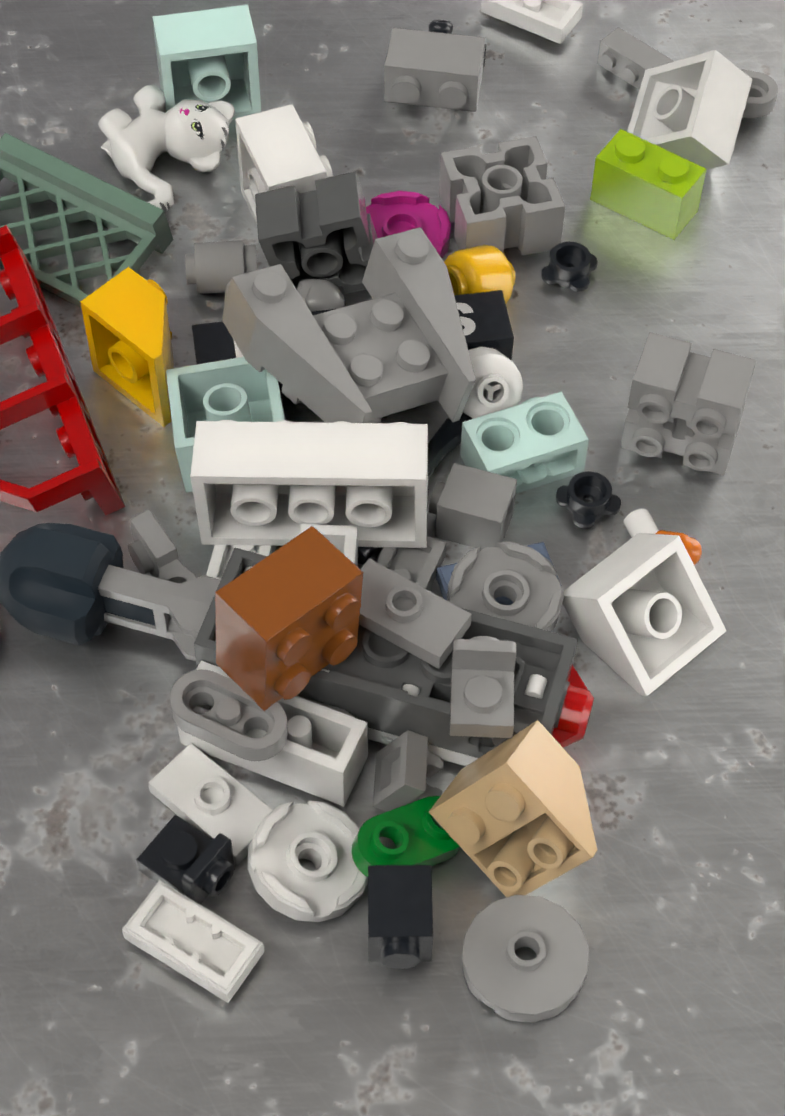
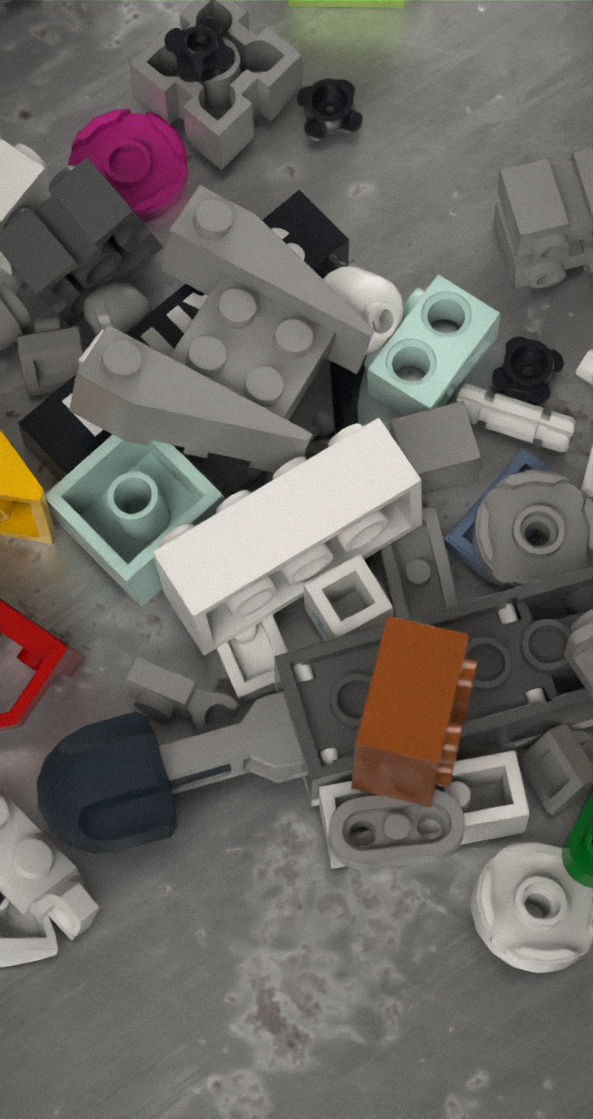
camera: 30 degrees left, 15 degrees up
(188, 860) = (428, 978): black bracket -> none
(193, 941) = (490, 1048): white plate -> none
(209, 799) = (406, 907): white plate -> none
(410, 614) = (499, 623): light grey plate -> none
(480, 270) = (256, 177): yellow head -> none
(491, 164) = (203, 65): none -> black plate
(555, 525) = (517, 418): none -> white axle

